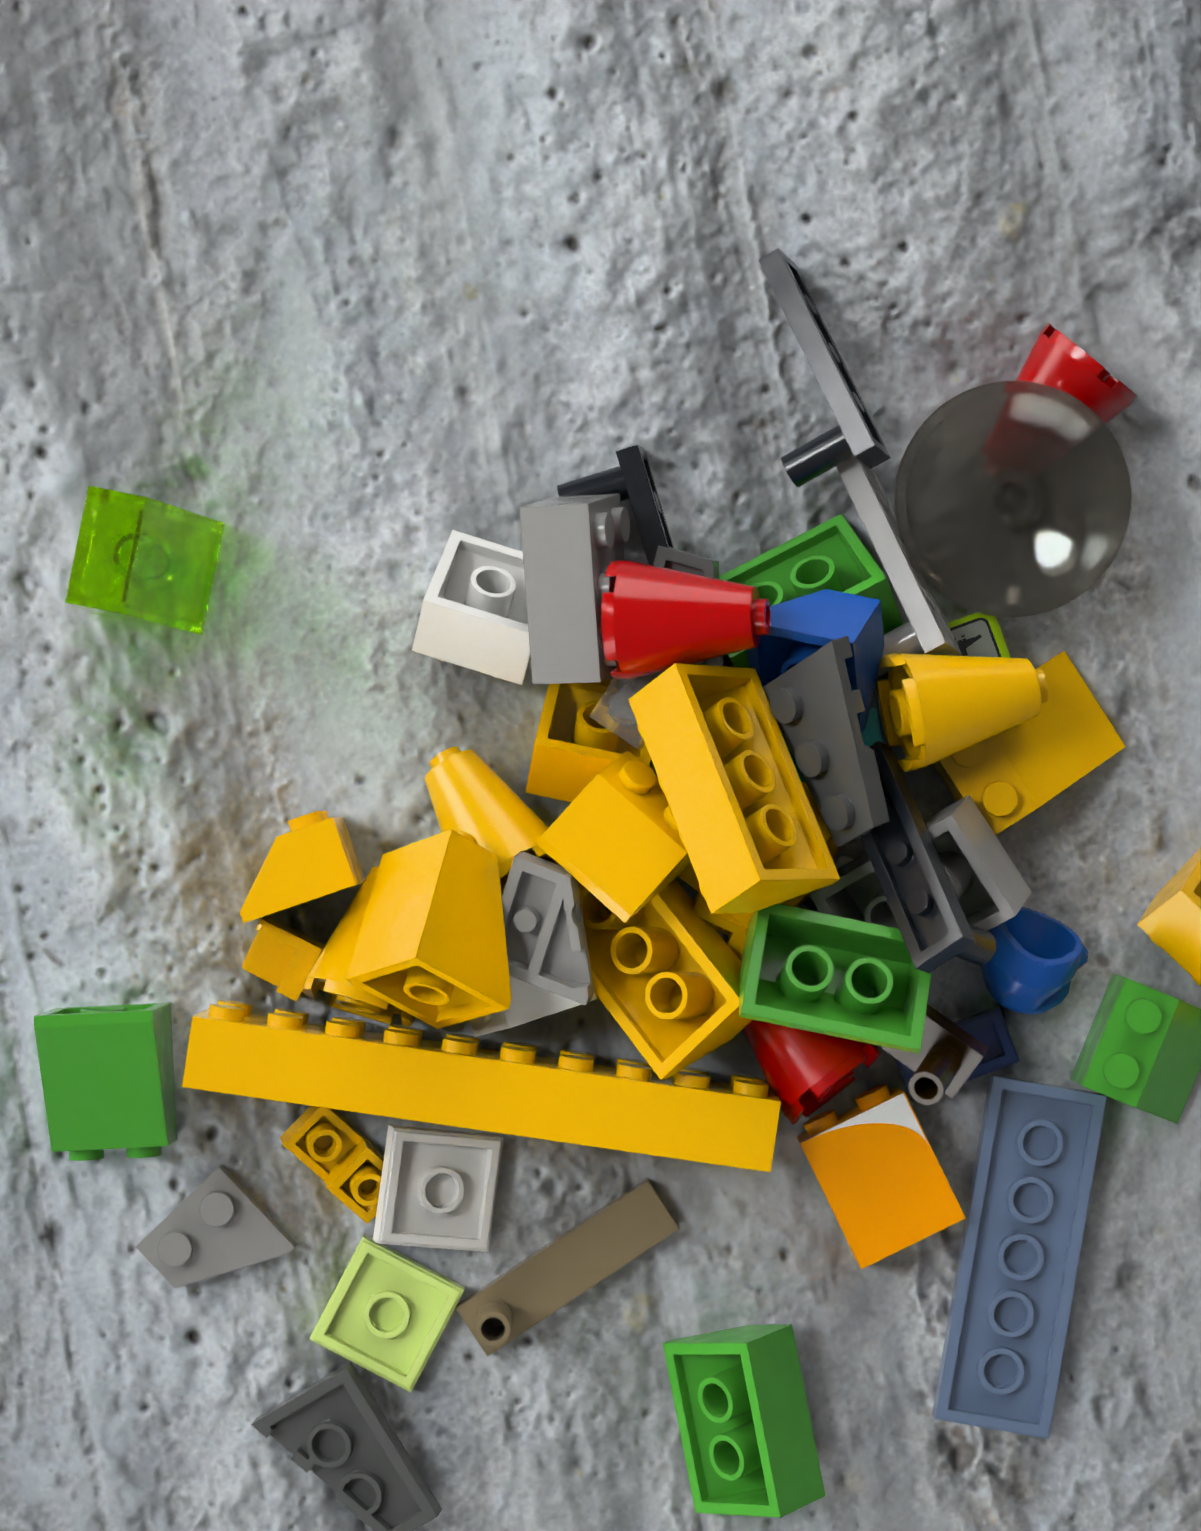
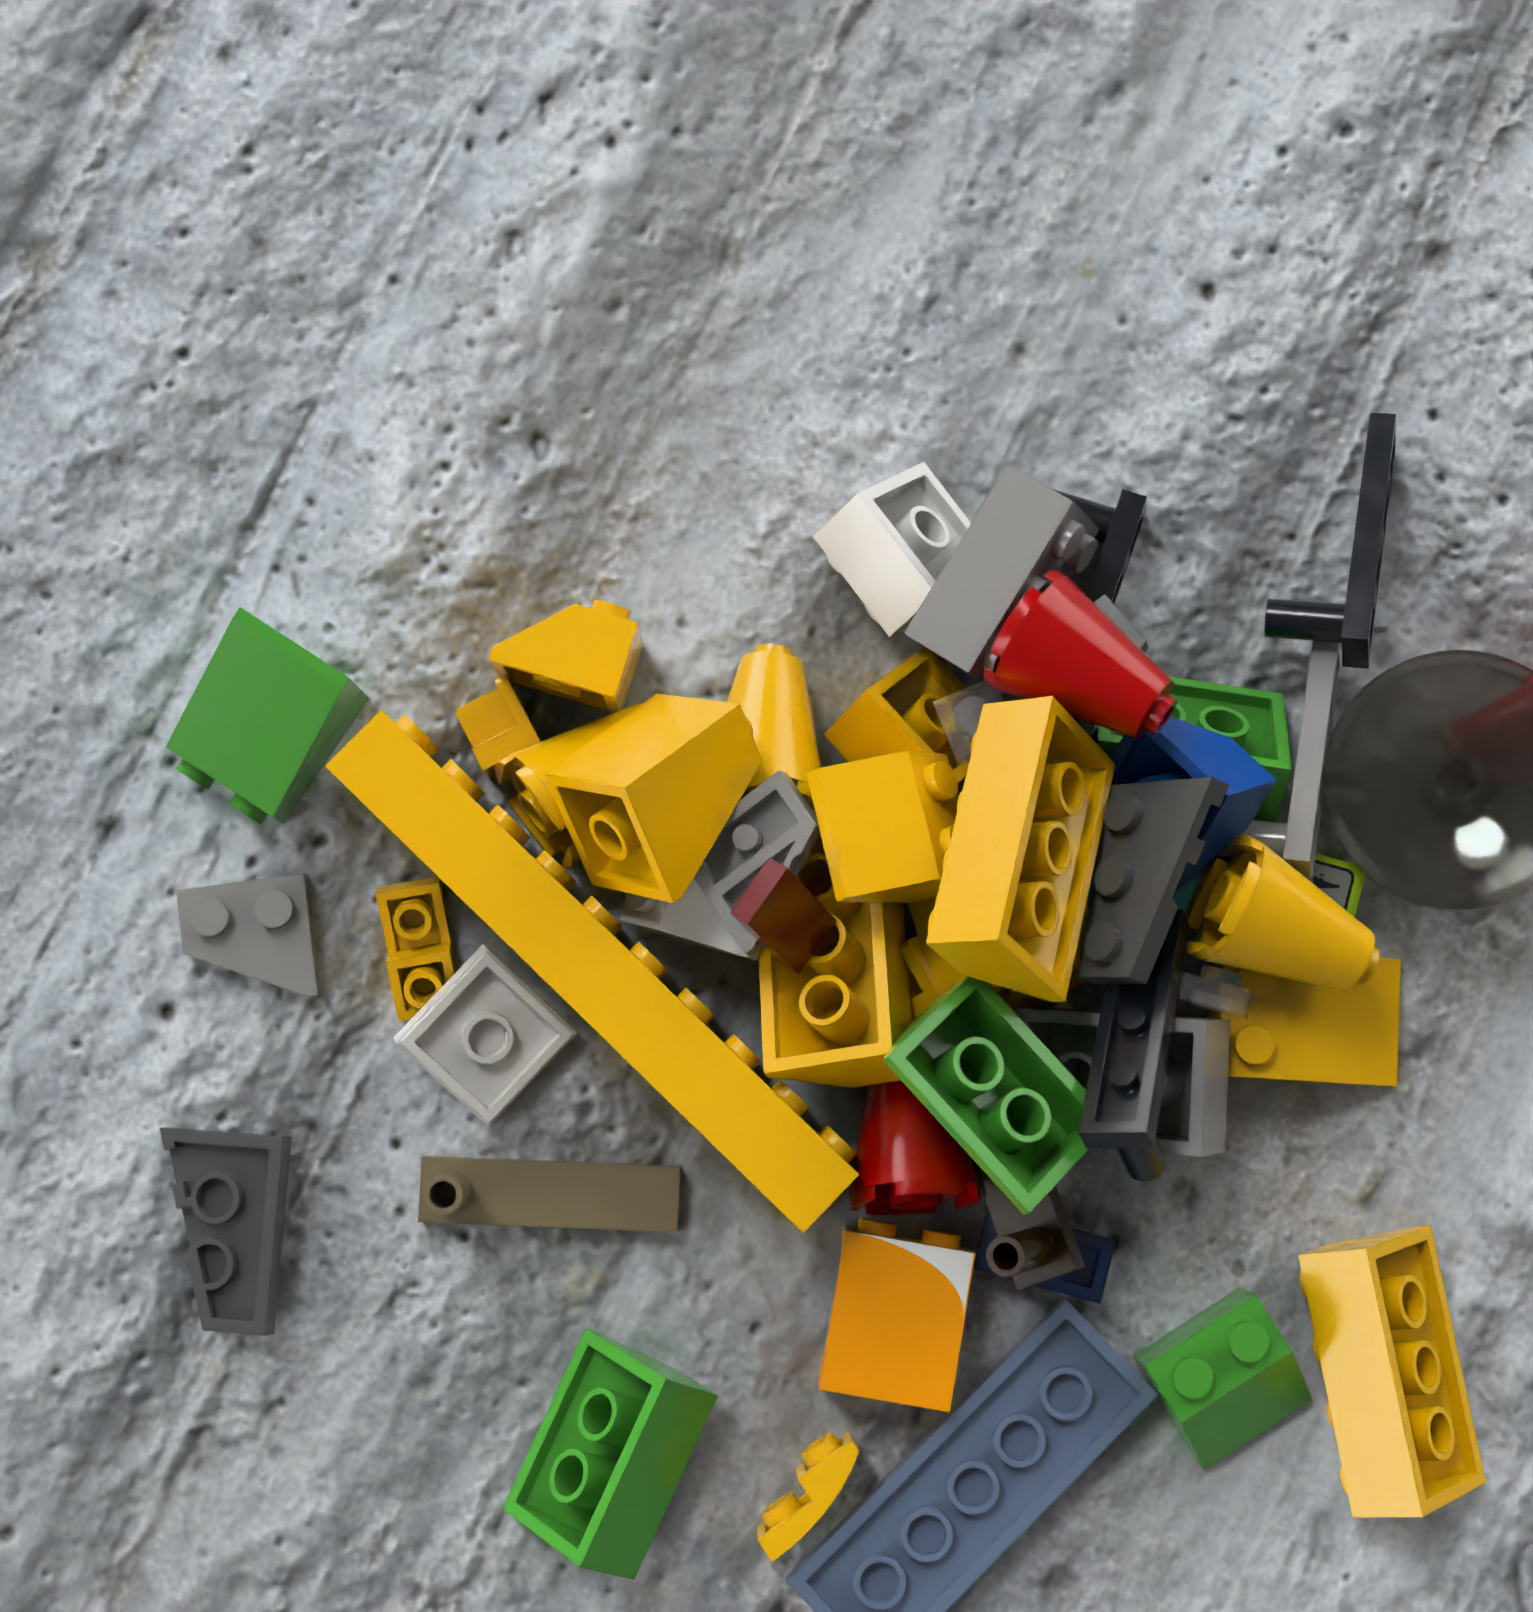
camera: 35 degrees right, 5 degrees down
(144, 561) = (632, 286): clear neon green slope -> none
(387, 1313) = (356, 1116): yellowish green tile -> none
(594, 959) = (783, 915): none -> tile
(906, 1328) = (822, 1476): none -> yellow slope
(945, 783) = (1216, 991): none -> clear plate
(1032, 962) = (1175, 1220): blue piece -> none

